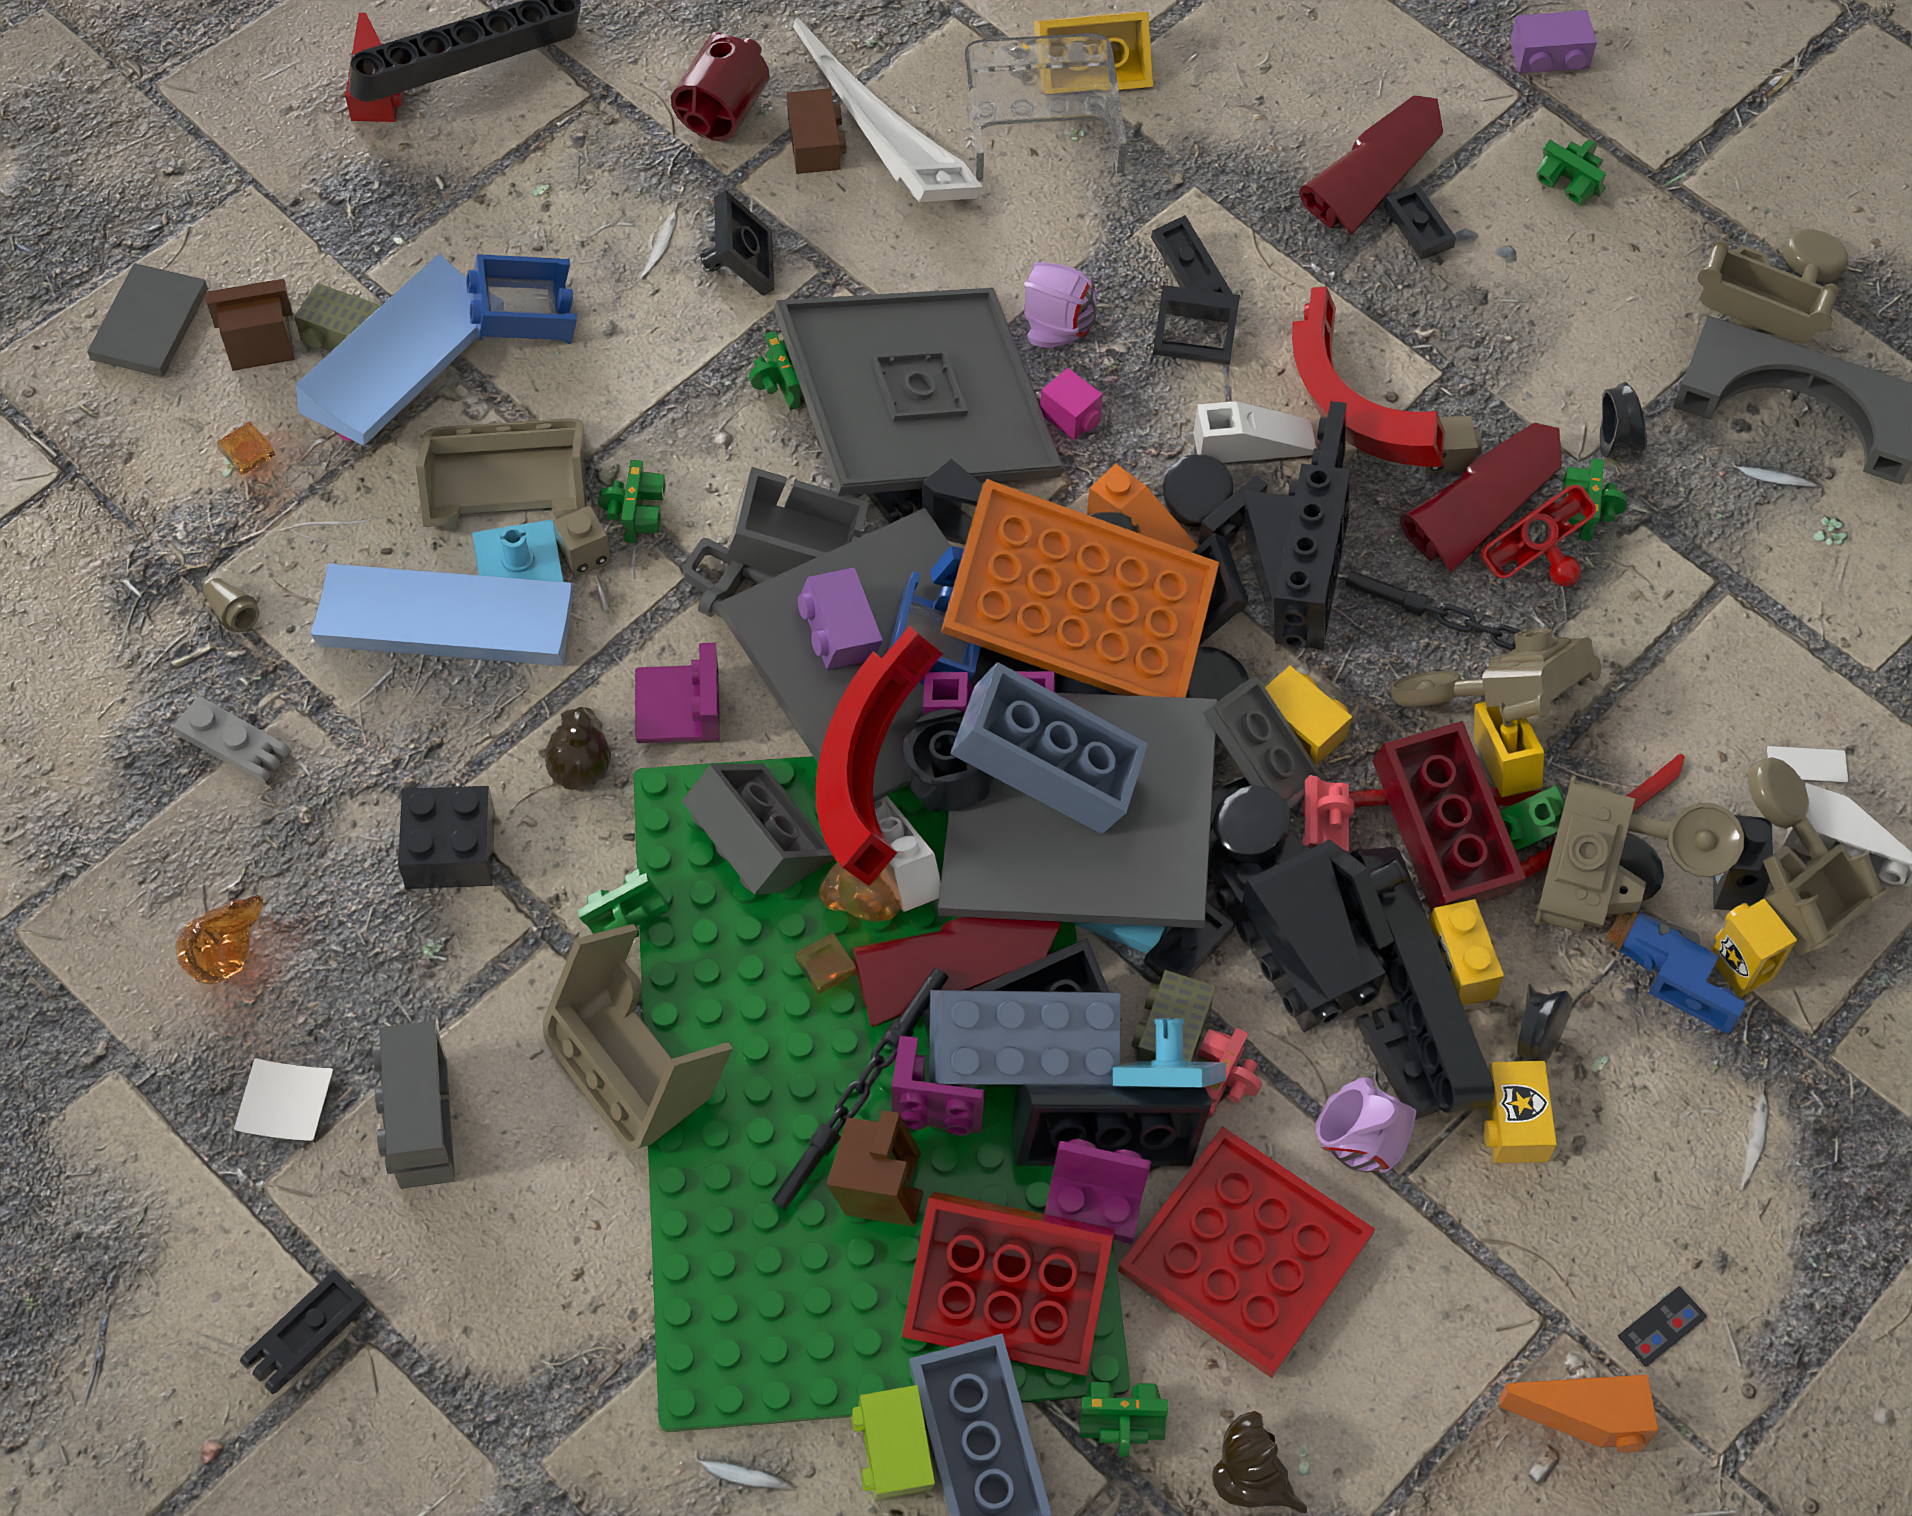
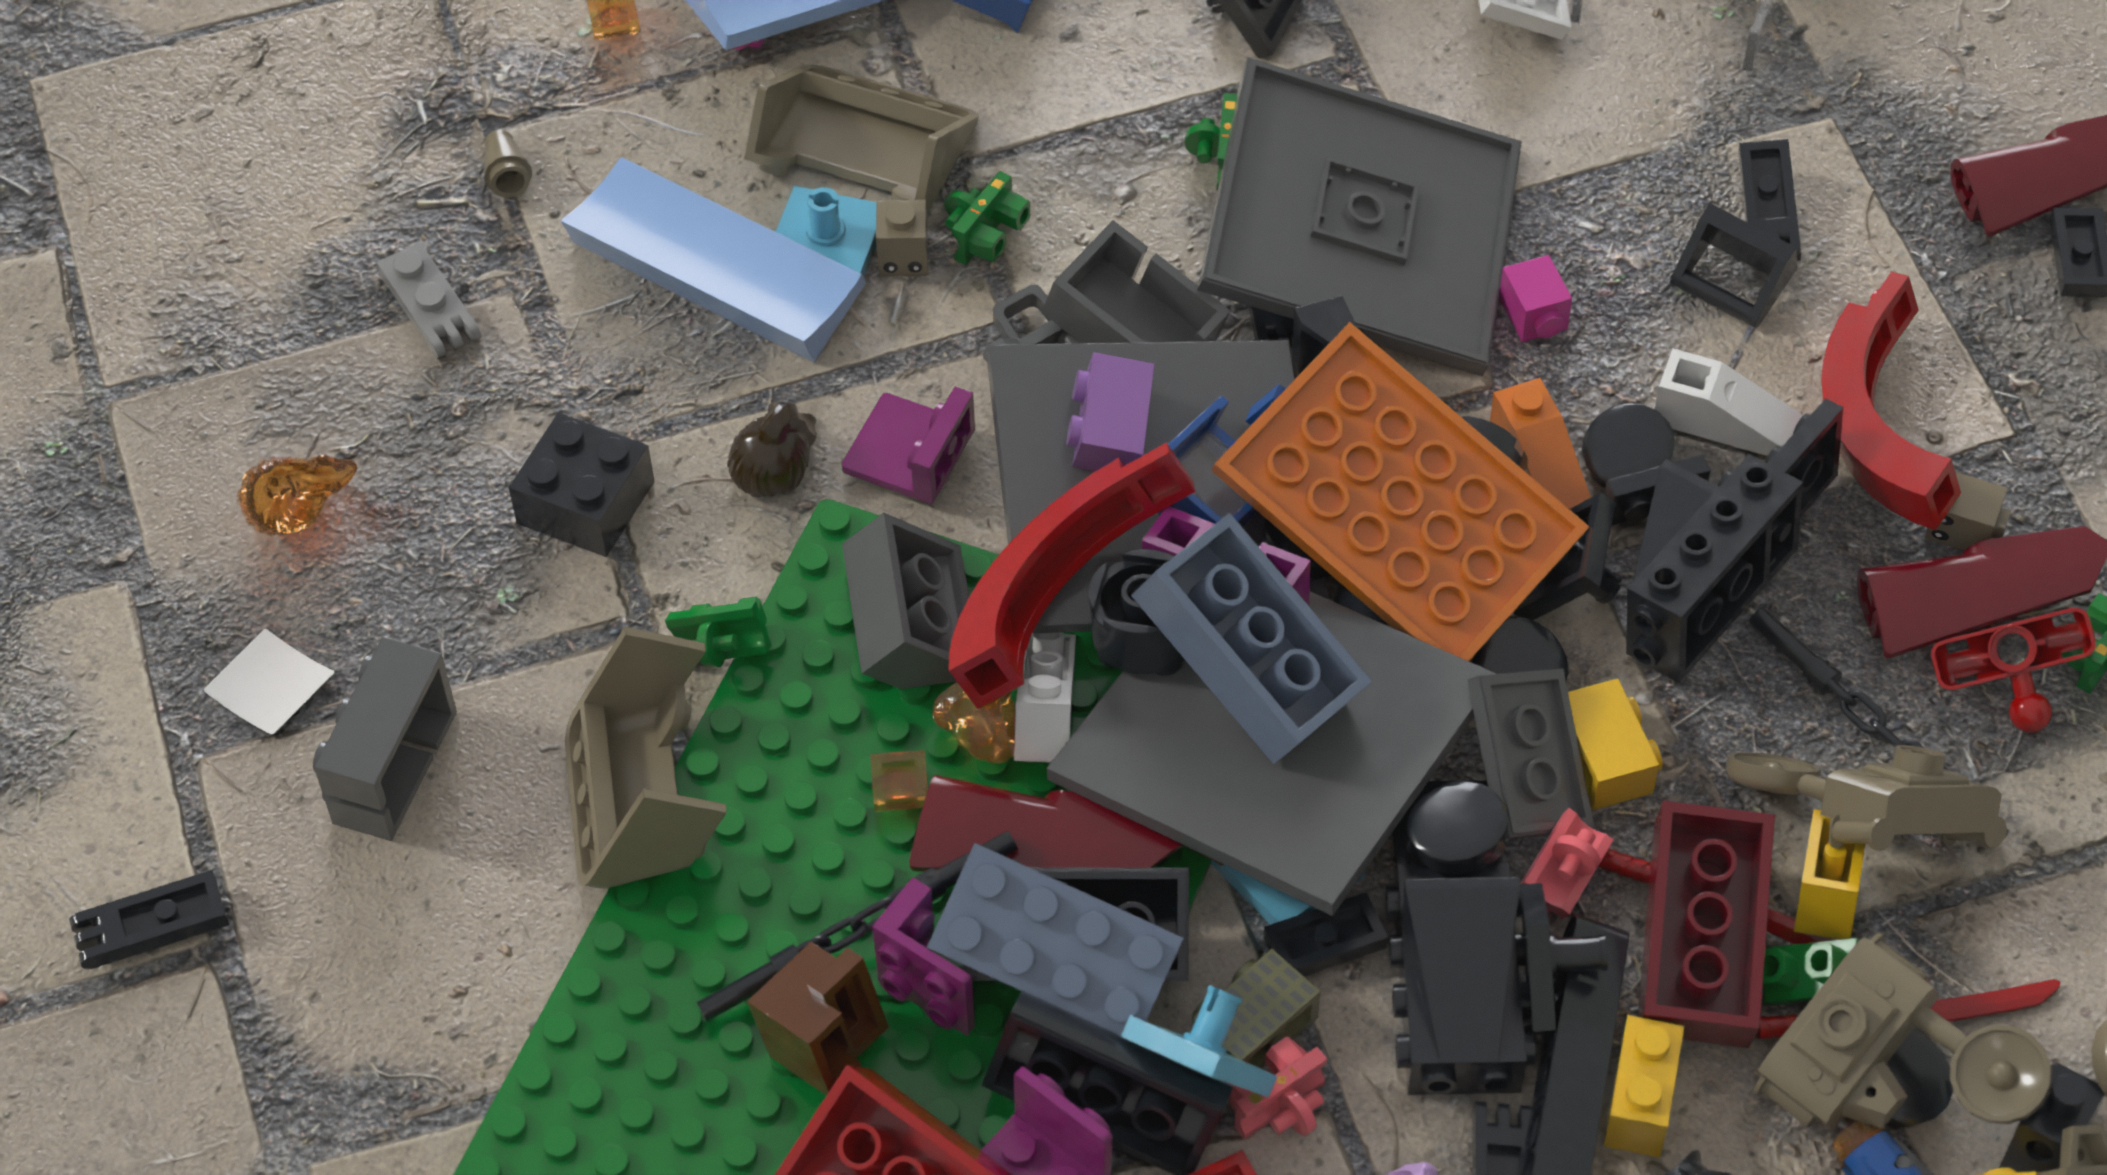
camera: 30 degrees right, 5 degrees down
(1053, 304) = (1576, 173): lavender piece -> none

